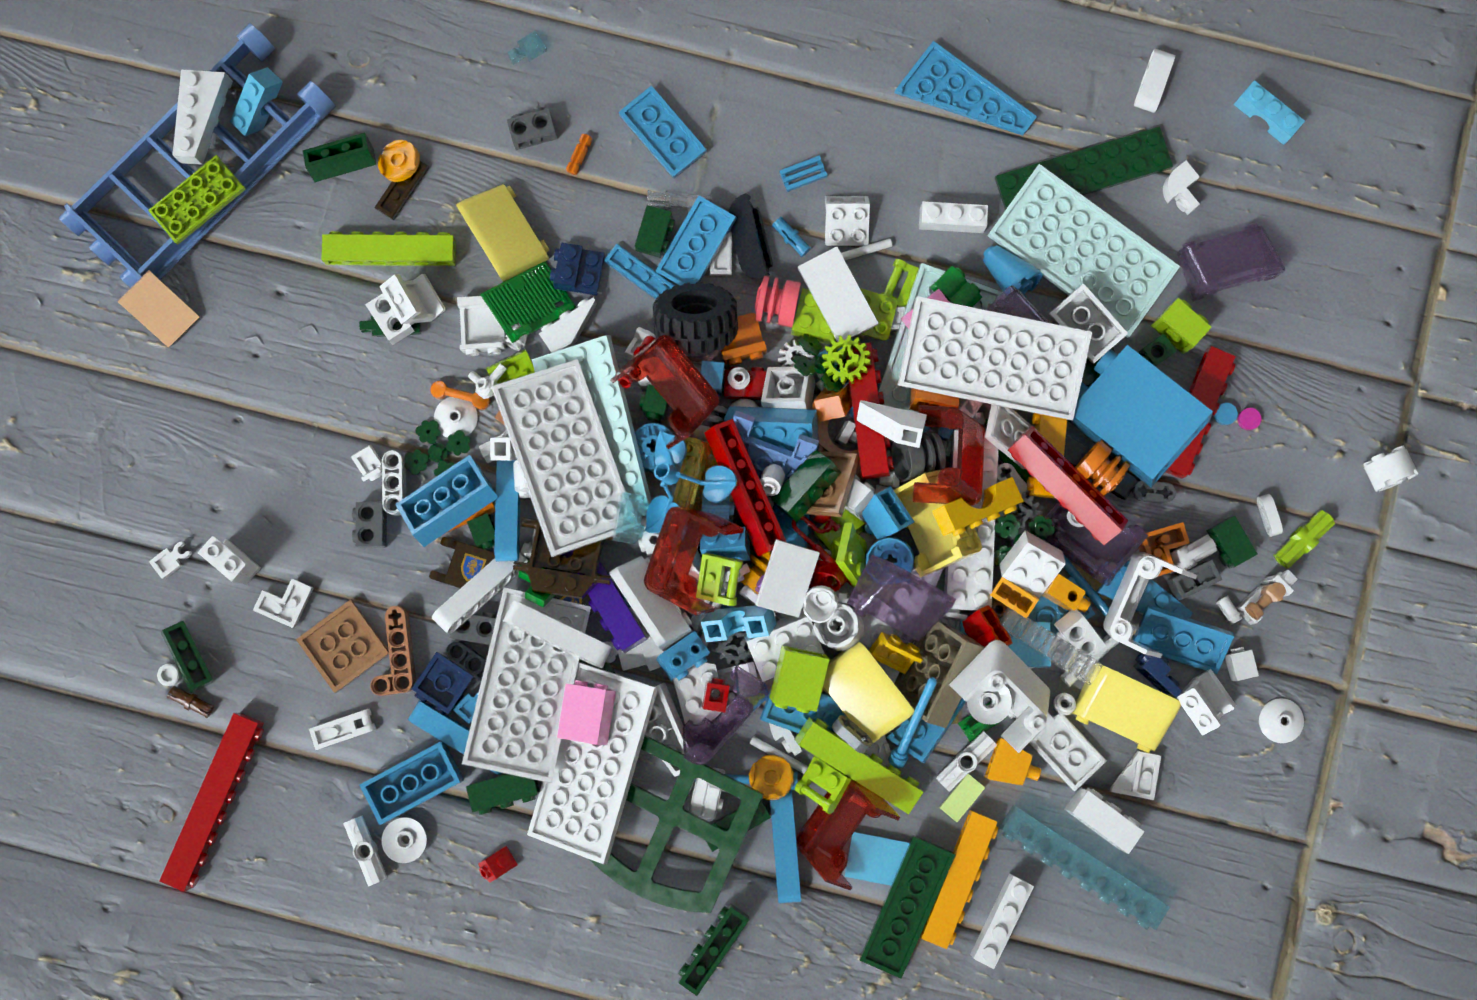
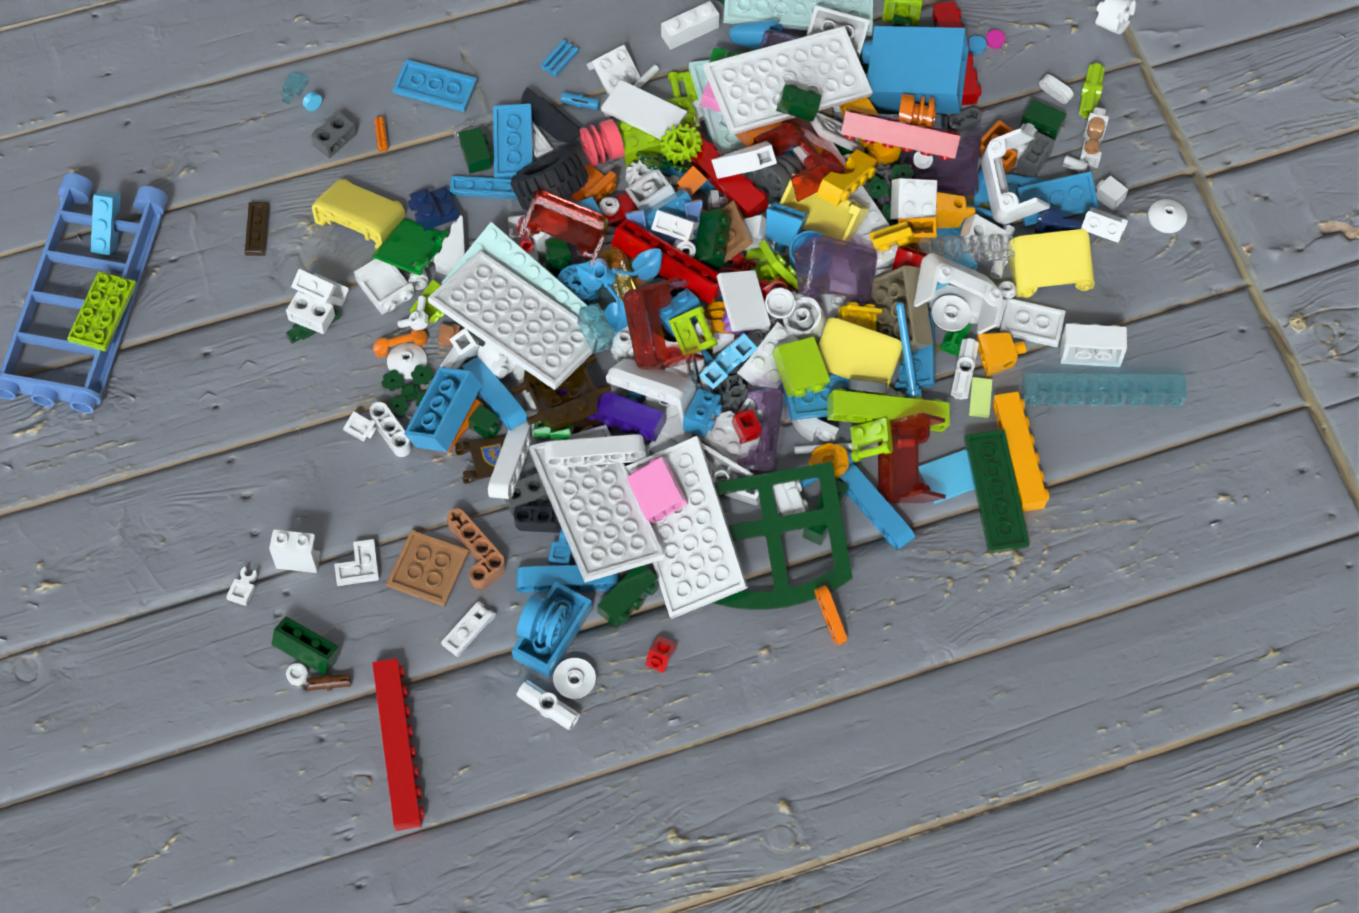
camera: 35 degrees left, 20 degrees down
(158, 308) = (116, 409): light nougat tile -> none
(198, 109) = (65, 245): white wedge -> none
(339, 157) = (195, 229): dark green brick -> none
(377, 524) = (394, 467): dark grey brick -> none
(389, 249) = (275, 273): lime brick -> none
(395, 784) = (546, 622): none -> dark azure wheel
(398, 160) = (243, 210): light orange tile -> none
(442, 684) = (526, 545): dark blue plate -> none
(534, 77) = (312, 101): none -> medium azure tile
(668, 932) = (830, 615): none -> orange beam
(712, 951) = (873, 607): dark green brick -> none
(775, 454) = (674, 225): none -> white hinge
(980, 594) = (891, 236): none -> yellow bracket
(985, 395) = (798, 102): none -> dark green brick
(1001, 921) = (1072, 460): white brick -> none
(1139, 776) = (1097, 306): white wing -> none

